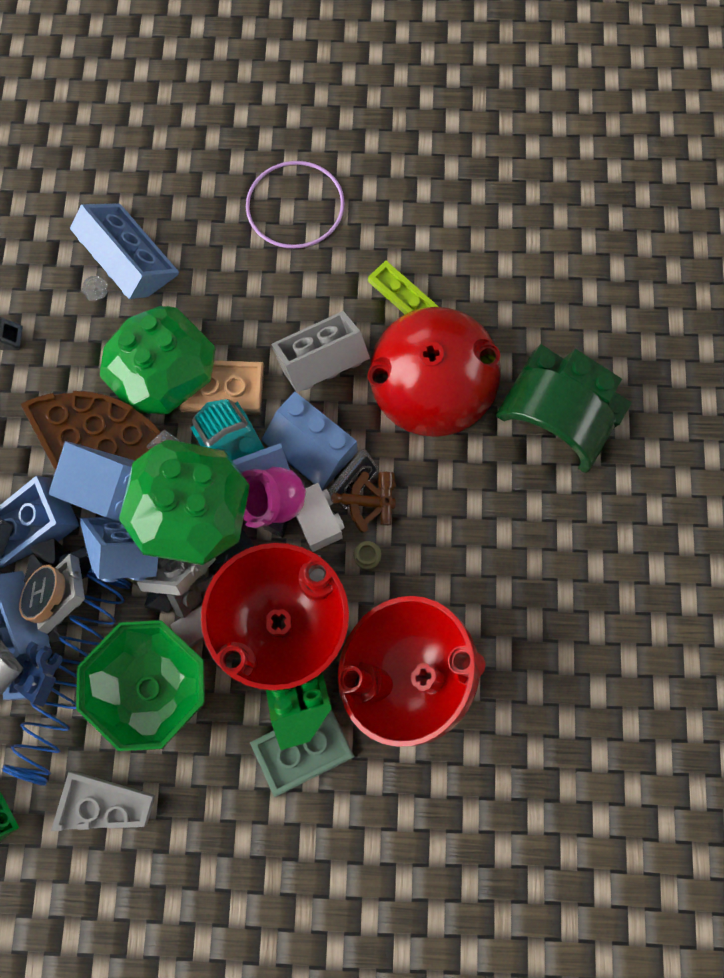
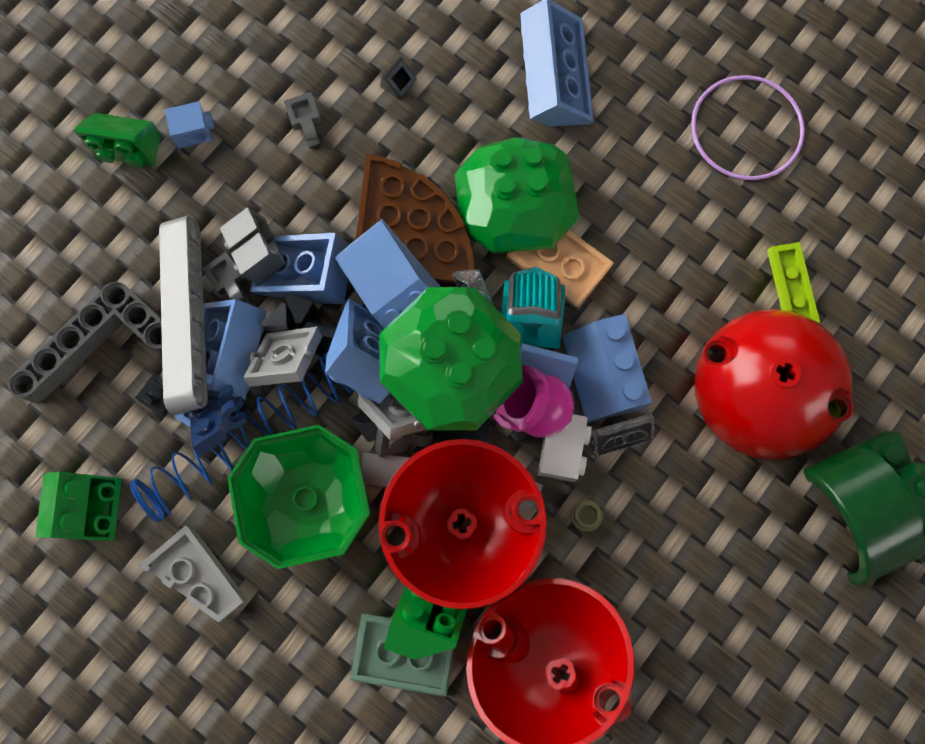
camera: 30 degrees right, 5 degrees up
(41, 593) = (268, 347): tile -> none
(94, 282) = (505, 79): clear plate -> none
(321, 351) = (677, 291): light grey brick -> none
(382, 500) = (635, 475): reddish brown piece -> none

